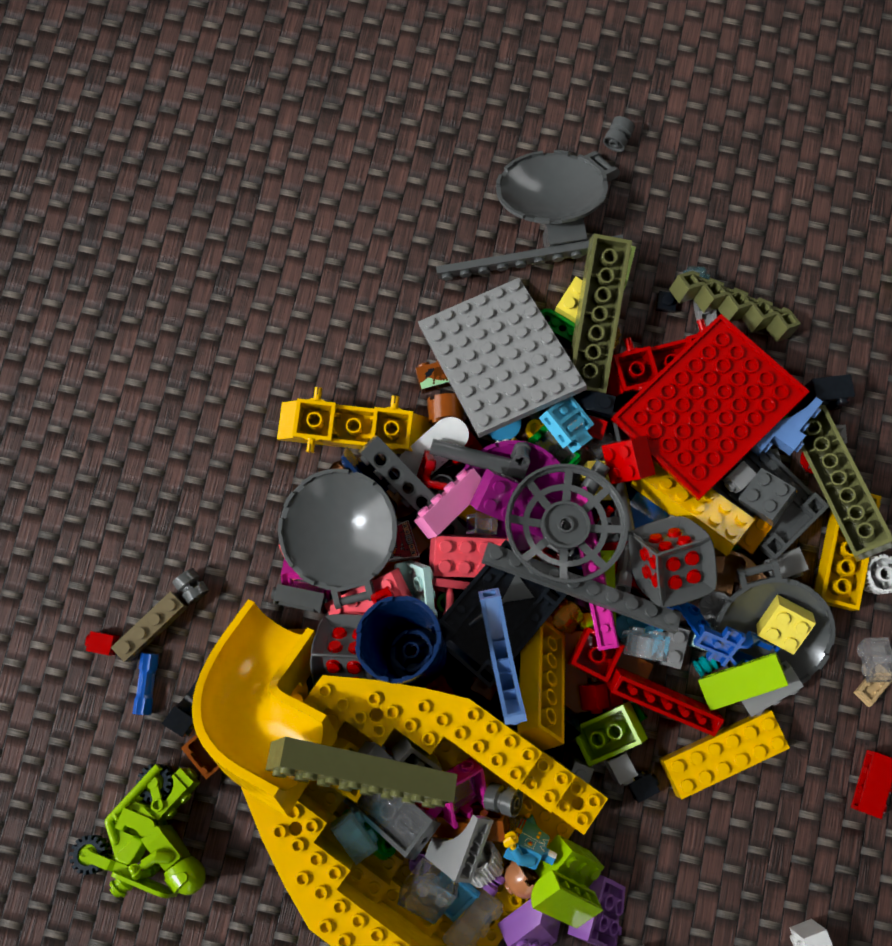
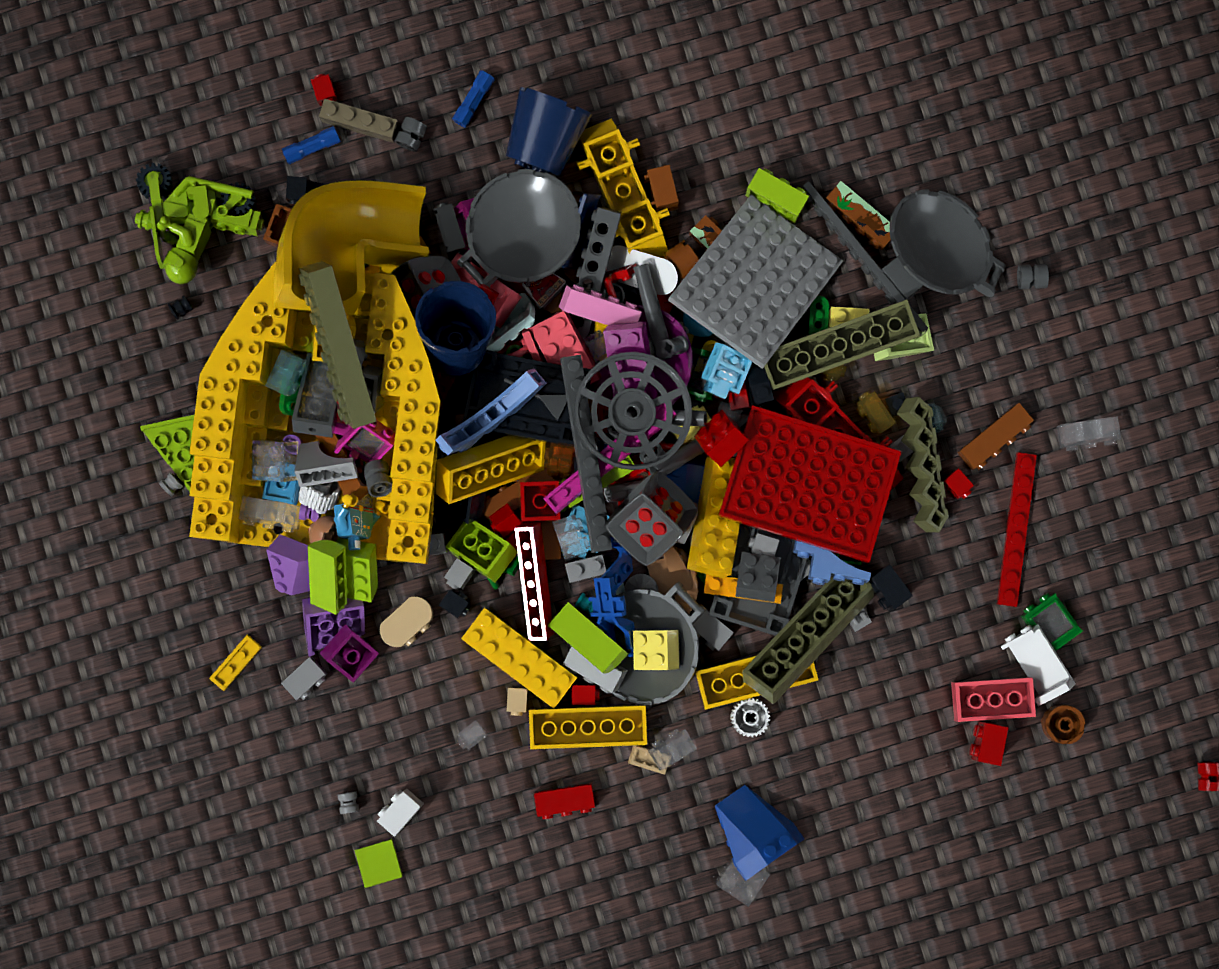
camera: 70 degrees right, 5 degrees up
(192, 512) = (475, 95): none -> blue axle
(223, 895) = (180, 307): none -> black bush
(261, 463) = (544, 132): none -> dark blue cone
(371, 391) = (662, 188): none -> dark orange container
(433, 297) = (778, 194): none -> lime brick
(490, 241) = (860, 215): none -> brick
(637, 841) = (407, 622): none -> tan brick
(640, 915) = (349, 653): none -> magenta brick
(665, 322) = (875, 412): none -> clear yellow brick
(738, 236) = (995, 436): none -> dark orange brick
(761, 778) = (517, 701): none -> tan brick
(763, 287) = (958, 484): none -> red brick
(773, 838) = (471, 735): none -> clear brick
(775, 162) = (1089, 433): none -> clear brick
(787, 712) = (584, 694): none -> red brick
(819, 725) = (587, 727): none -> yellow brick
(825, 264) = (1016, 529): none -> red plate

